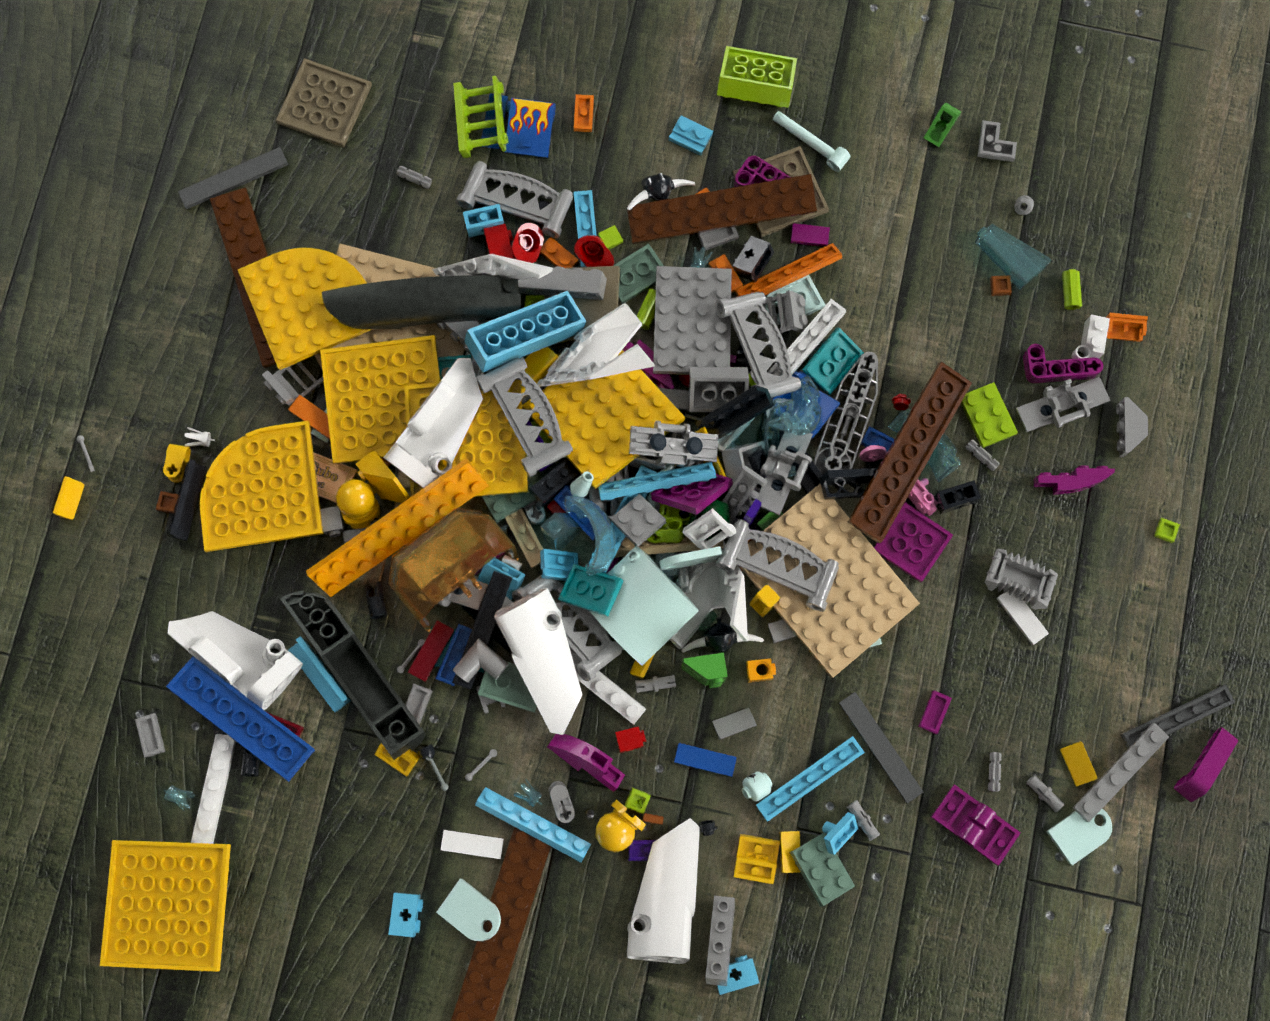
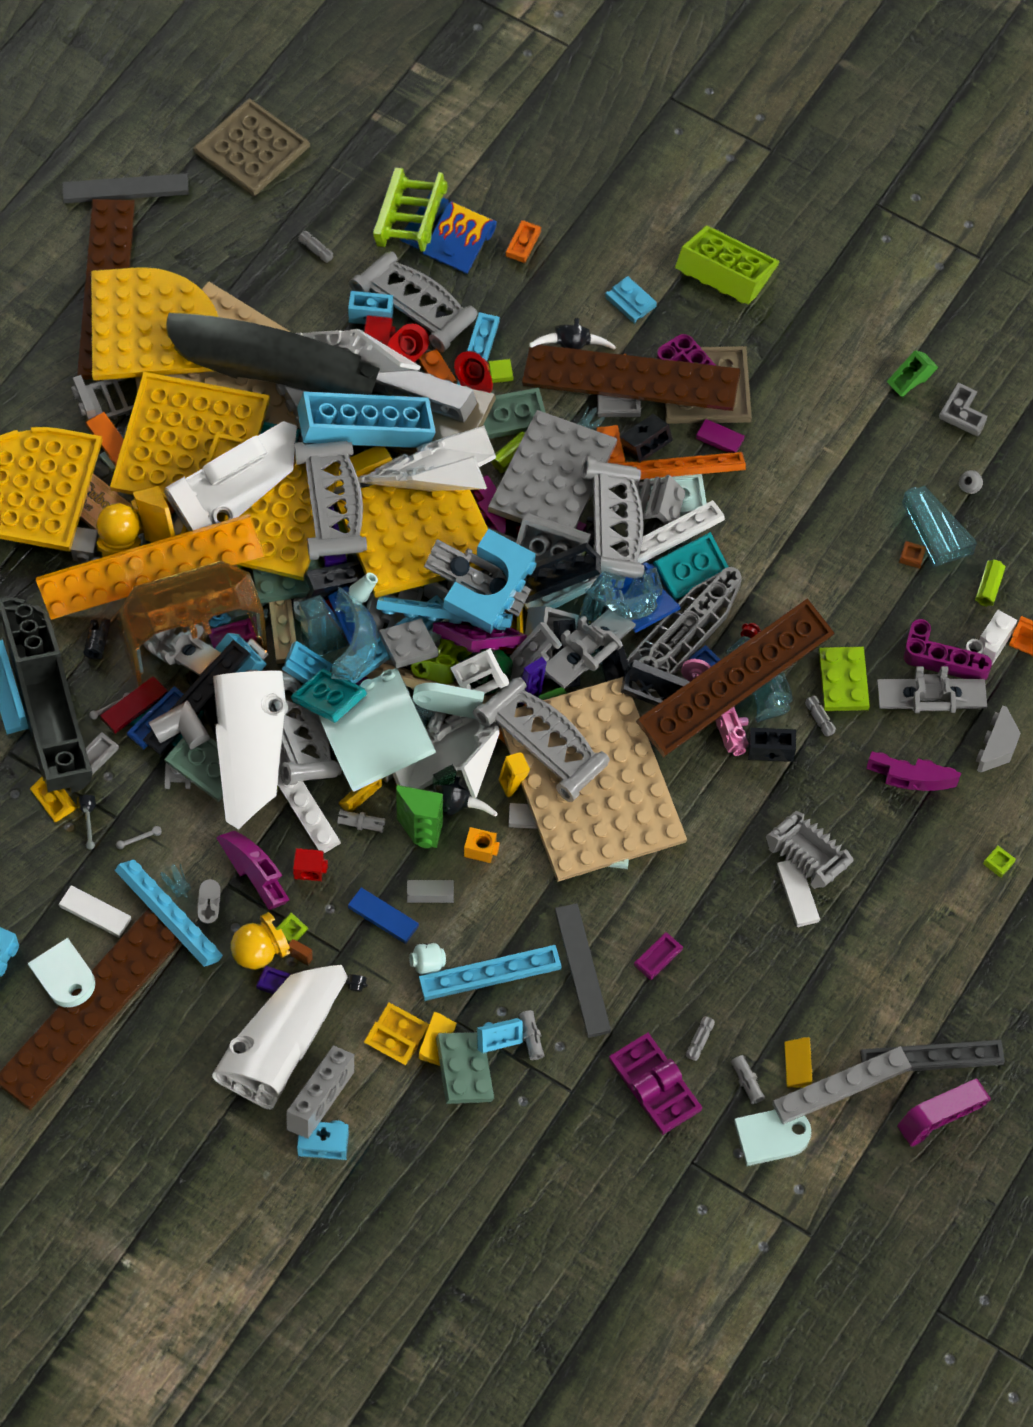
camera: 20 degrees right, 15 degrees down
(703, 423) = (487, 610): none -> medium azure arch
(836, 158) = (780, 370): light aqua piece -> none
(913, 542) = (705, 776): magenta plate -> none

